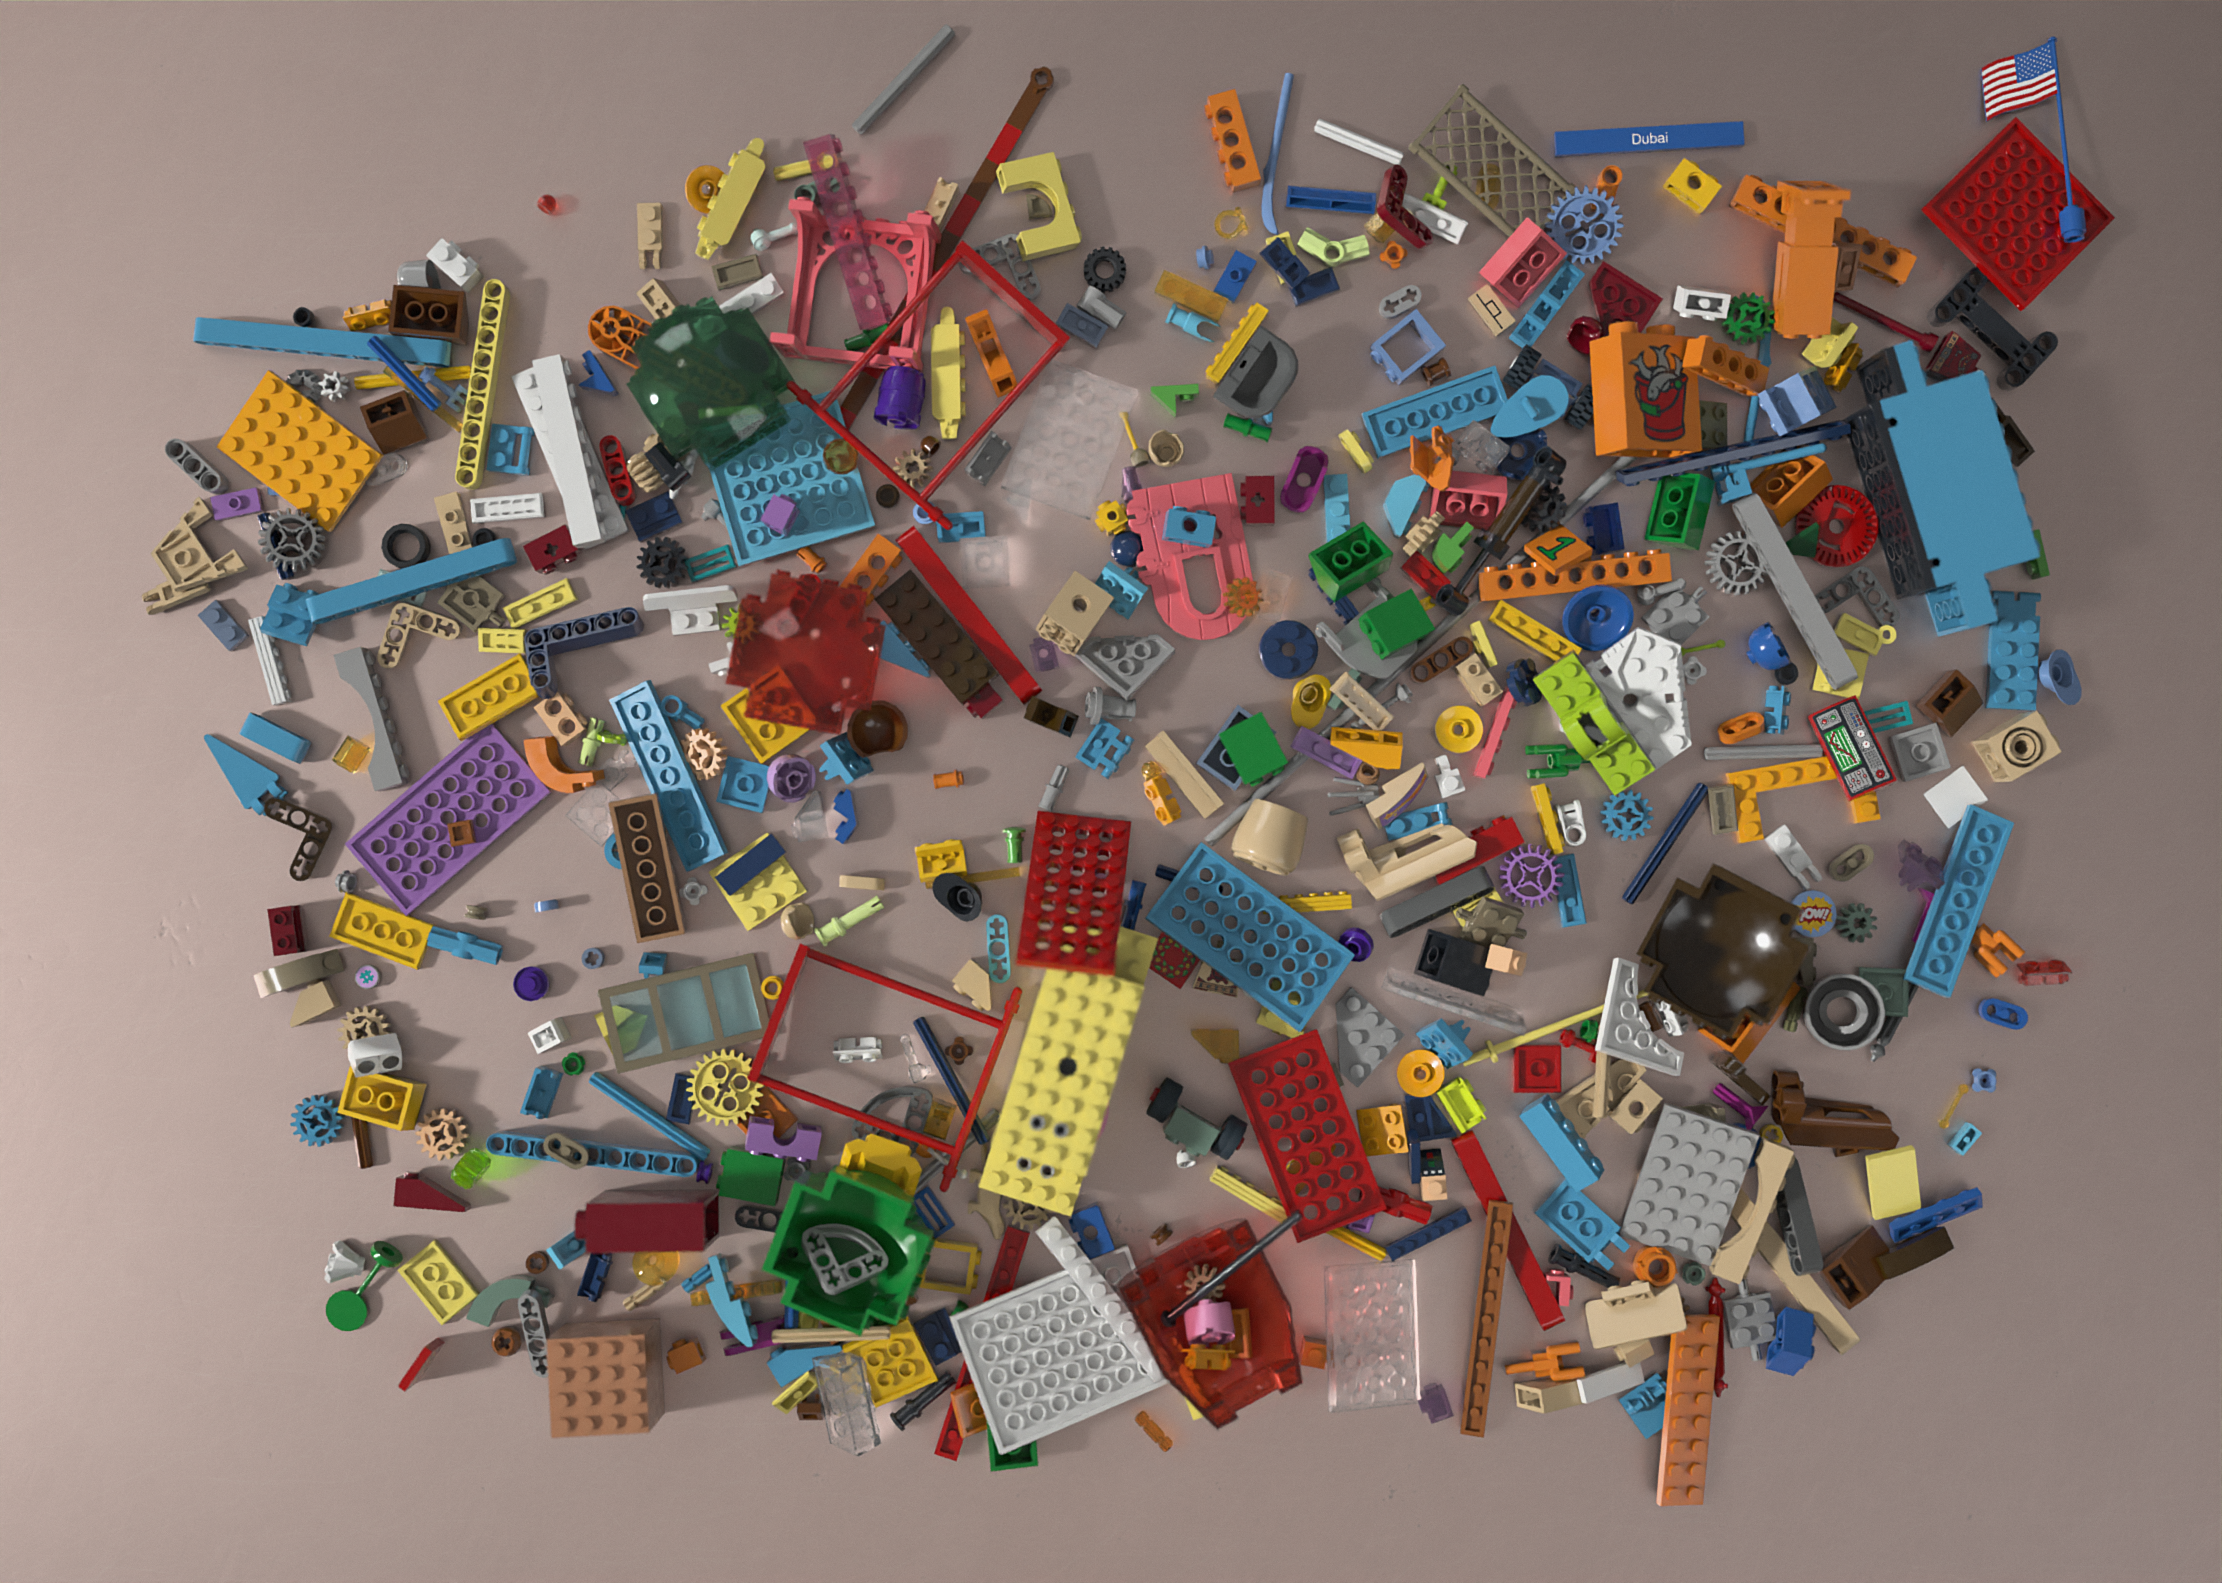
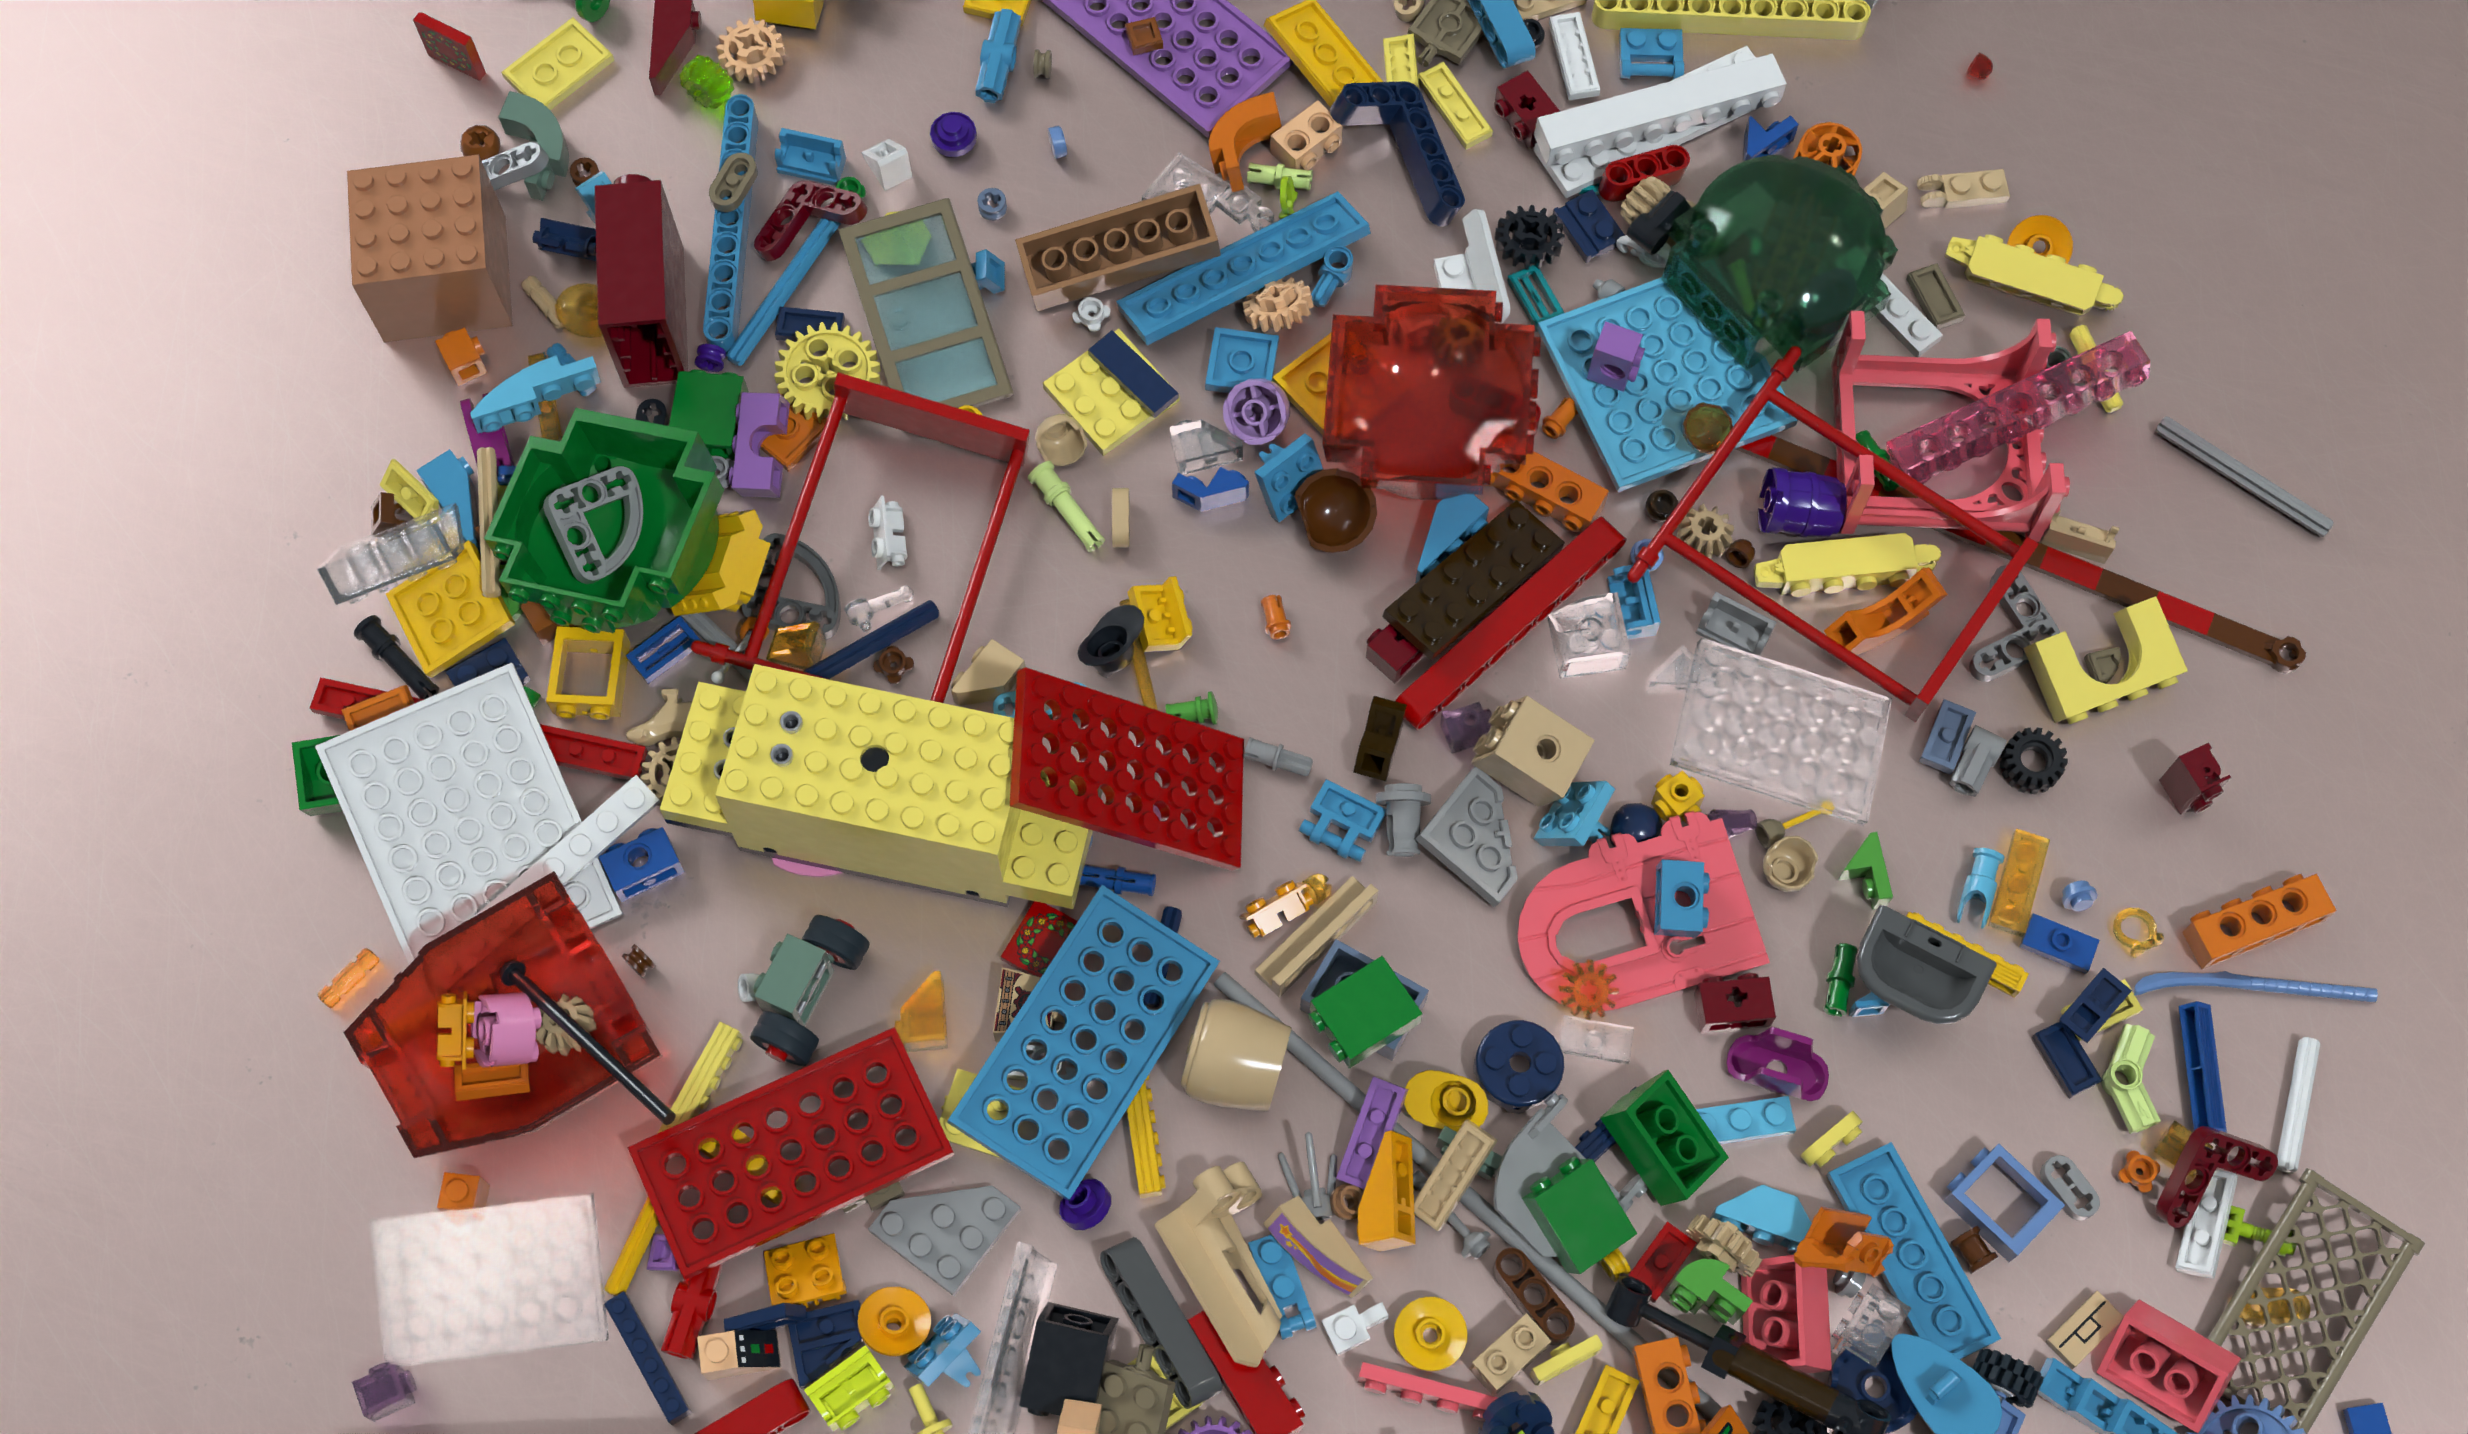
camera: 80 degrees right, 20 degrees down
(583, 1095) = (800, 202): none -> dark red beam
(761, 239) = (1986, 319): light aqua piece -> none
(1134, 164) = (2194, 780): none -> dark red hinge

